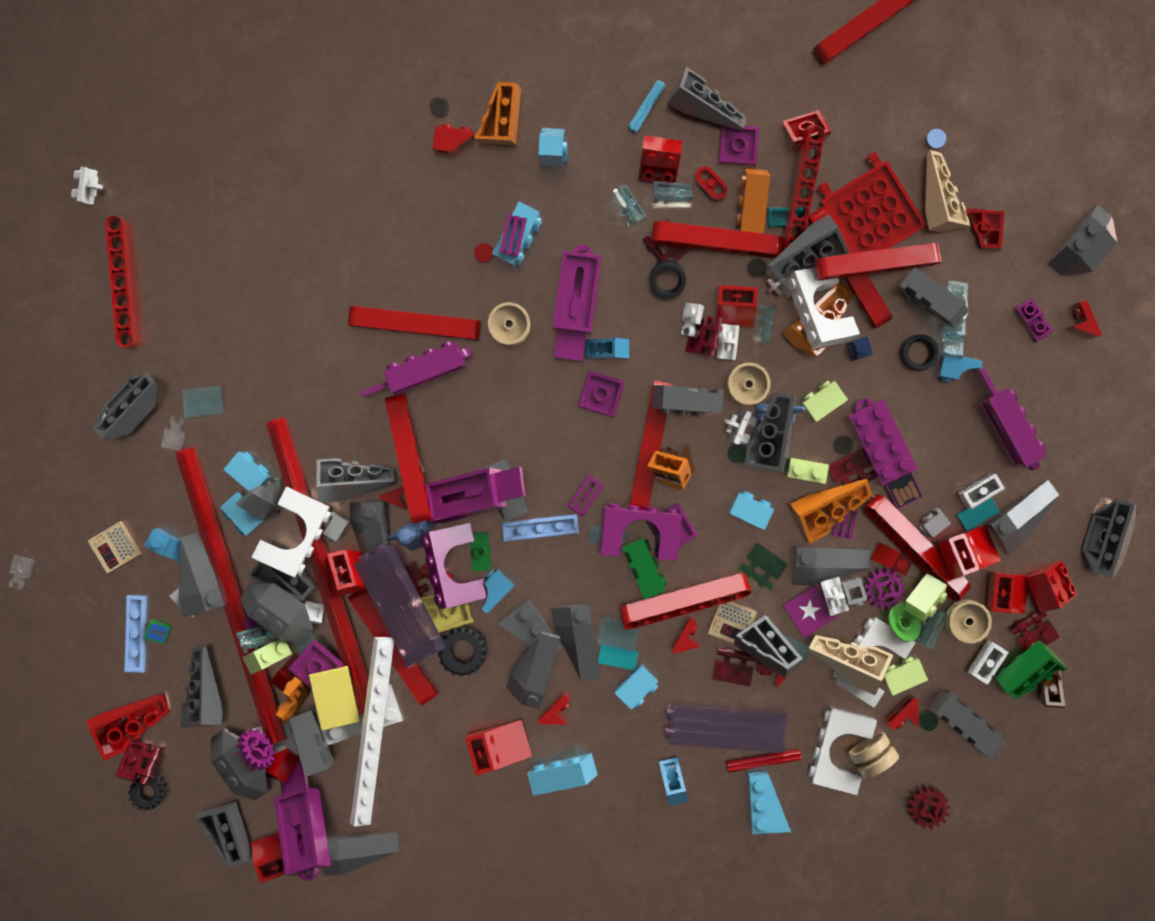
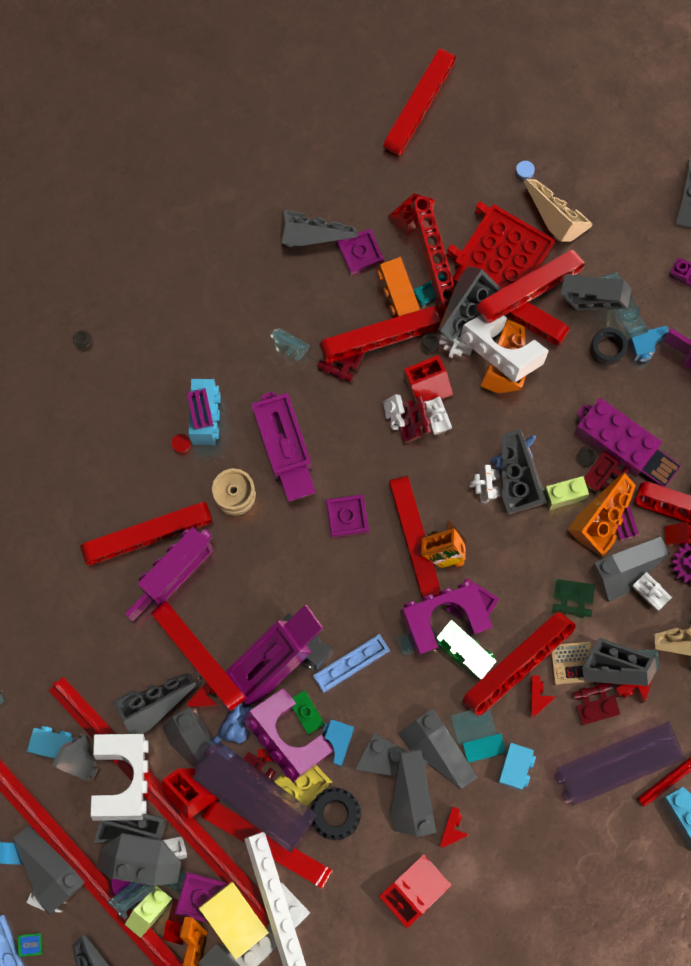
camera: 25 degrees left, 15 degrees down
(245, 522) = (64, 786): medium azure brick -> none
(335, 528) = (158, 756): light grey brick -> none
(451, 140) = (106, 361): red slope -> none
(502, 116) = (141, 321): orange wedge -> none
(552, 147) = (200, 325): medium azure wedge -> none
(562, 774) = (488, 887): medium azure wedge -> none
(575, 509) = (376, 629): magenta tile -> none
(607, 348) = (332, 471): dark azure arch -> none
(646, 106) = (265, 256): medium azure axle -> none
(659, 159) = (299, 294): red slope -> none
(667, 293) = (370, 387): black tyre -> none
(672, 191) = (320, 314): clear light blue plate -> none
(673, 781) = (598, 841): dark azure arch -> none
(687, 400) = (427, 480): dark grey wedge -> none
(711, 183) = (354, 290): red plate -> none
(736, 453) = (496, 509): clear green tile -> none
(750, 510) = (535, 552): medium azure brick -> none
(759, 384) = (474, 431): tan wheel -> none
(765, 331) = (461, 379): clear light blue plate -> none
(809, 611) = (636, 618): magenta tile -> none
(824, 401) = (548, 426): yellowish green brick -> none
(859, 348) = (555, 367): dark blue brick -> none
(859, 597) = (669, 573): light grey brick -> none
(988, 227) = (608, 218): red slope -> none

